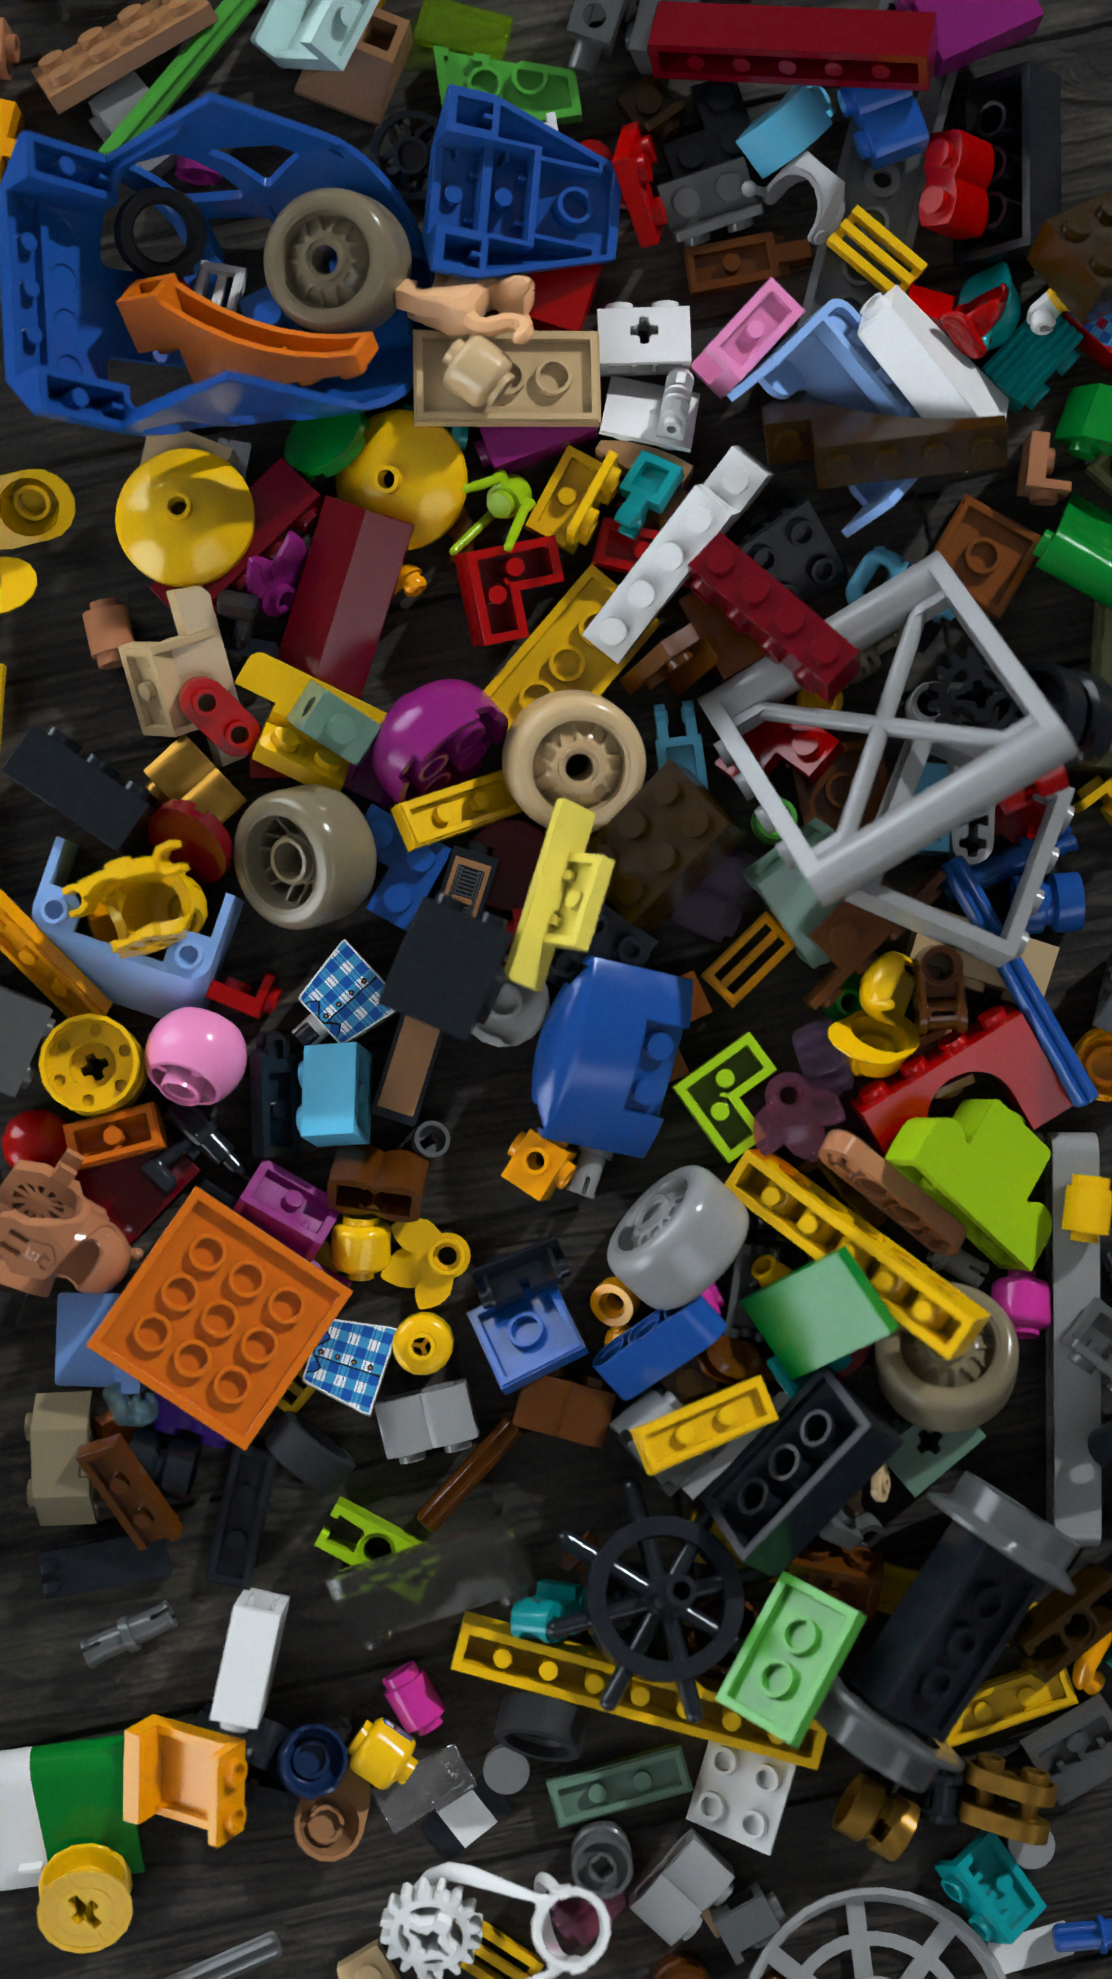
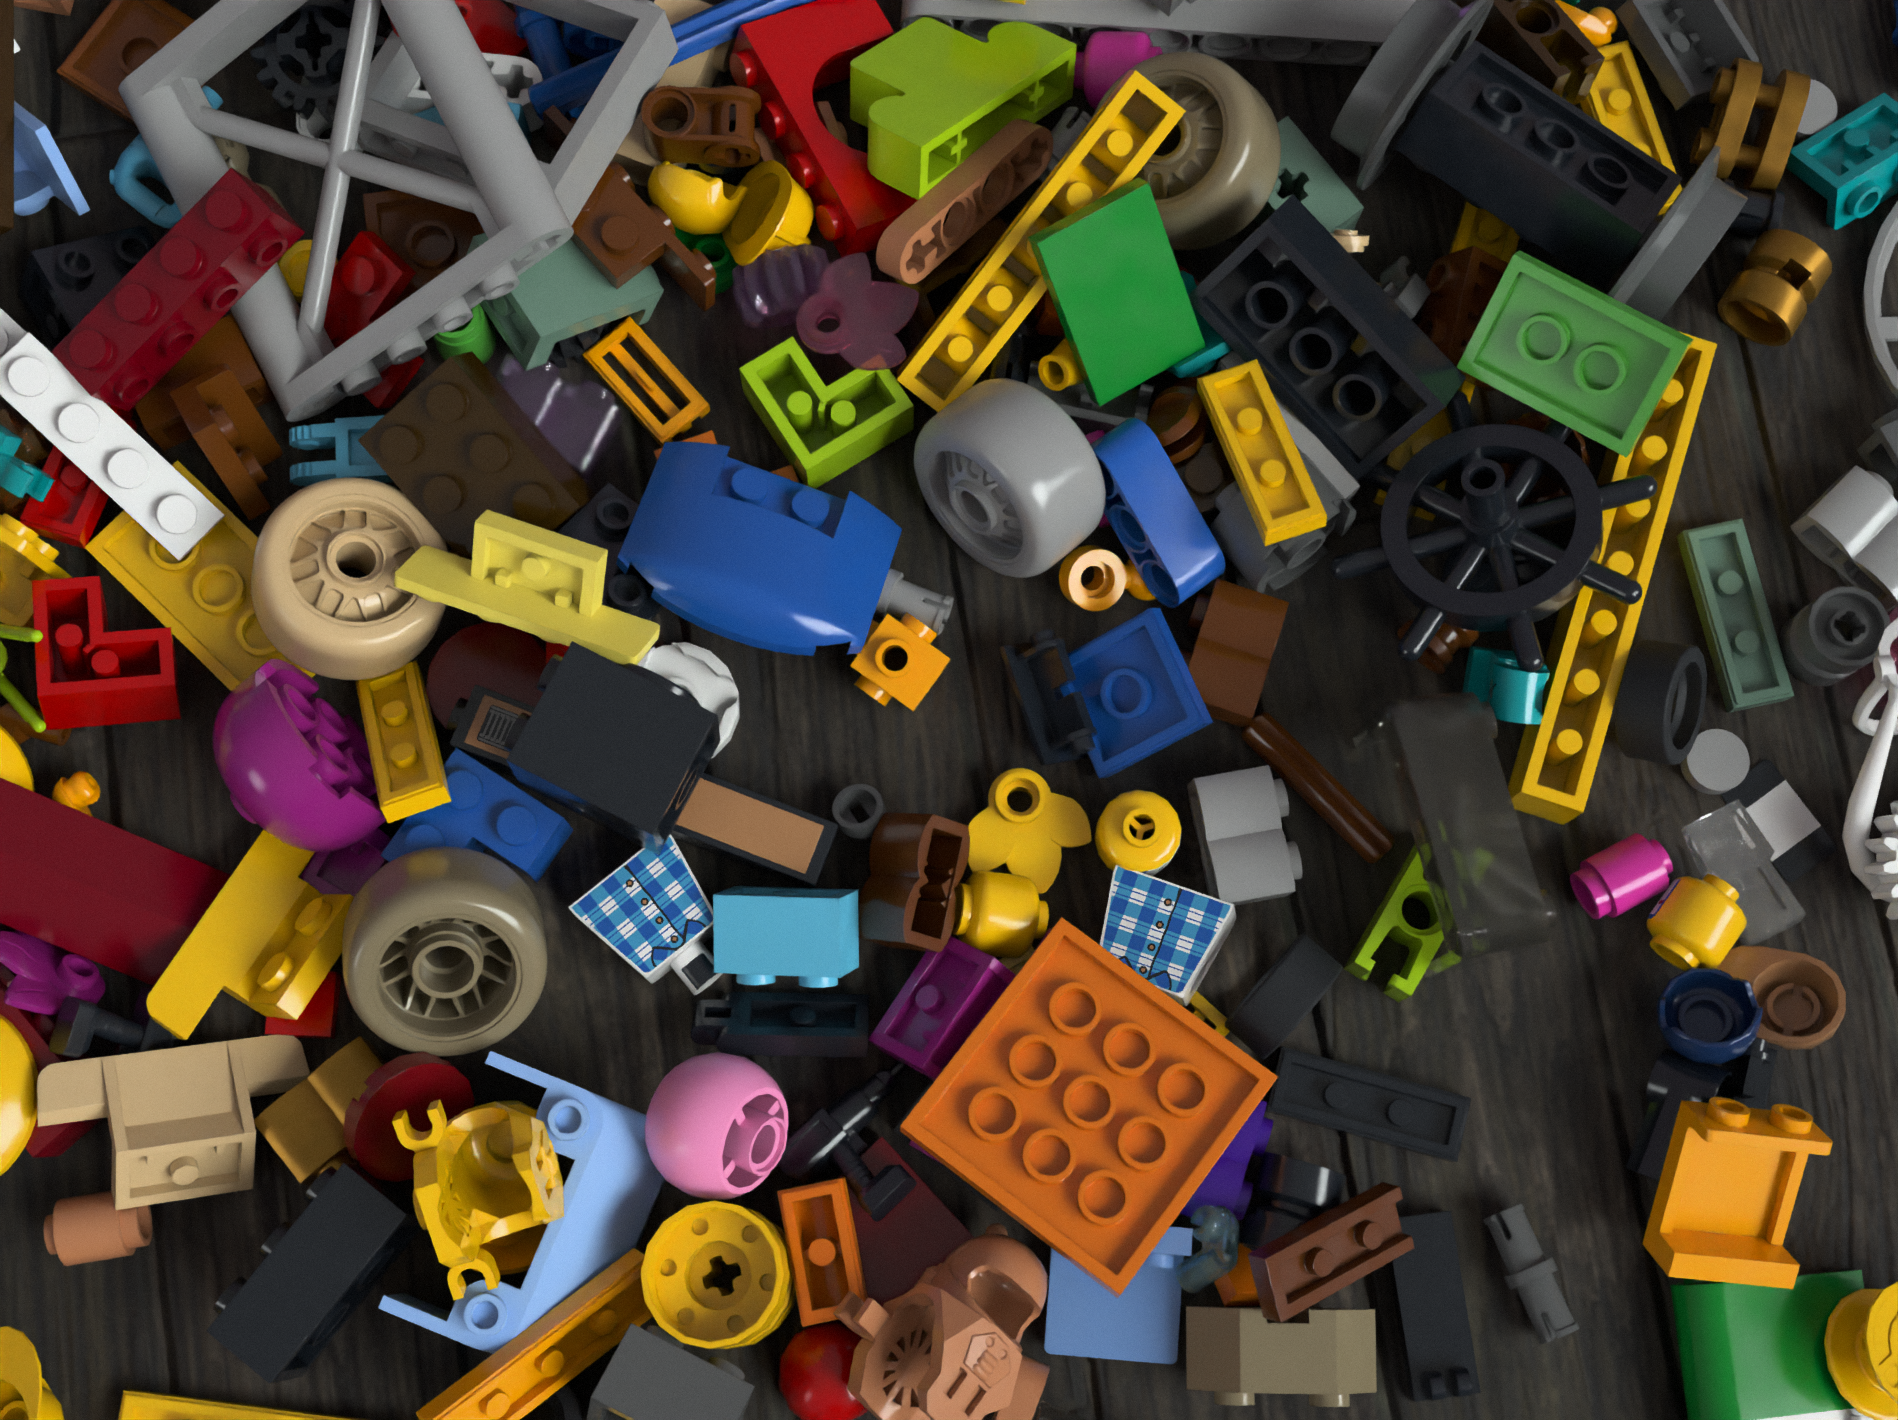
camera: 90 degrees left, 10 degrees down
(220, 717) = (235, 1064): red plate -> none
(237, 995) = (639, 1068): red bracket -> none
(249, 1659) = (1569, 1093): white brick -> none
(334, 723) = (260, 894): sand green torso -> none
(741, 1795) = (1747, 455): white hinge -> none

